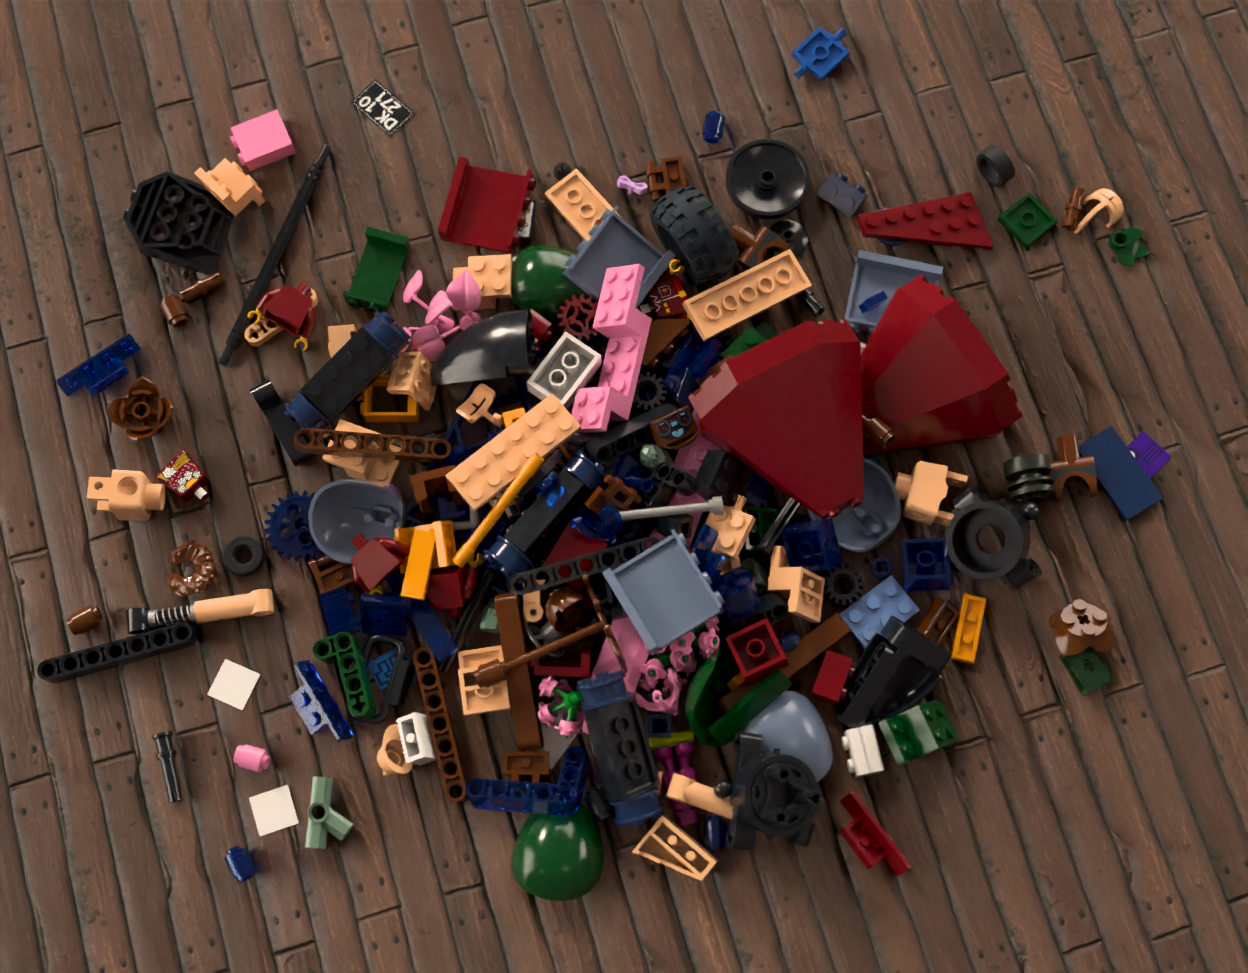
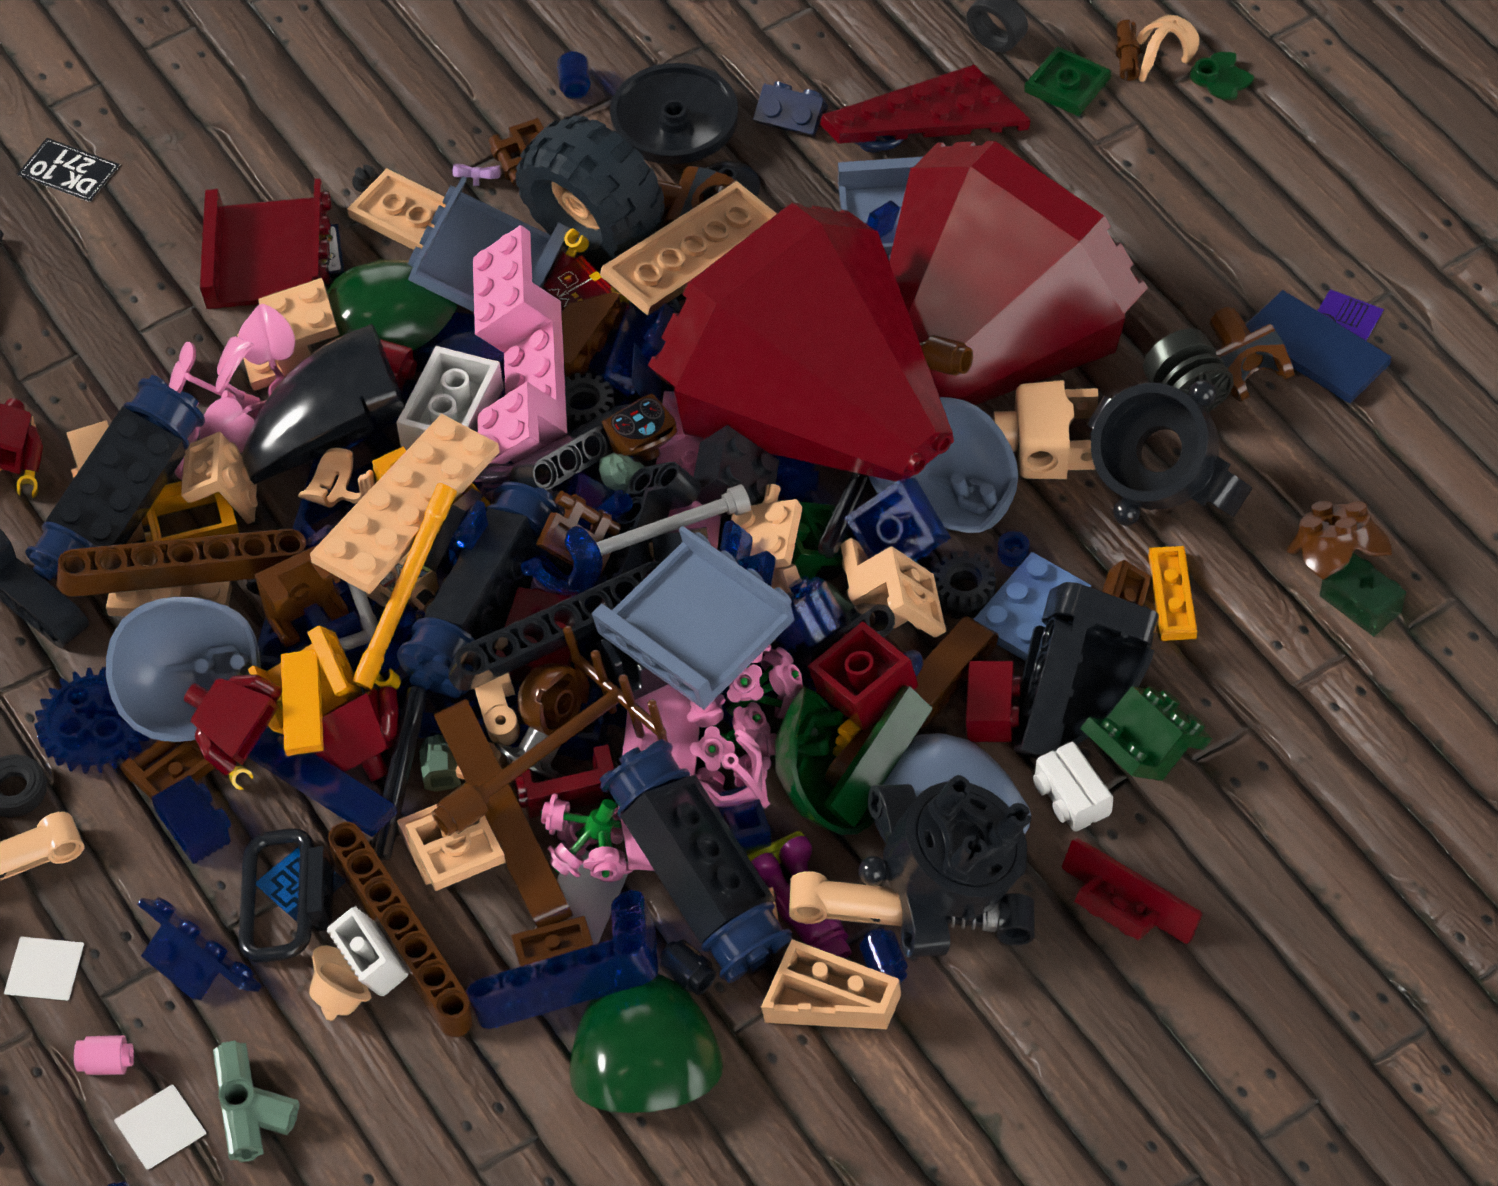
camera: 15 degrees left, 20 degrees down
(349, 677) = (212, 862): dark green beam -> none
(378, 270) = (120, 356): dark green panel -> none
(384, 614) = (264, 796): clear blue tile -> none
(583, 327) = (452, 329): dark red gear -> none
(925, 564) = (1077, 519): clear blue brick -> none

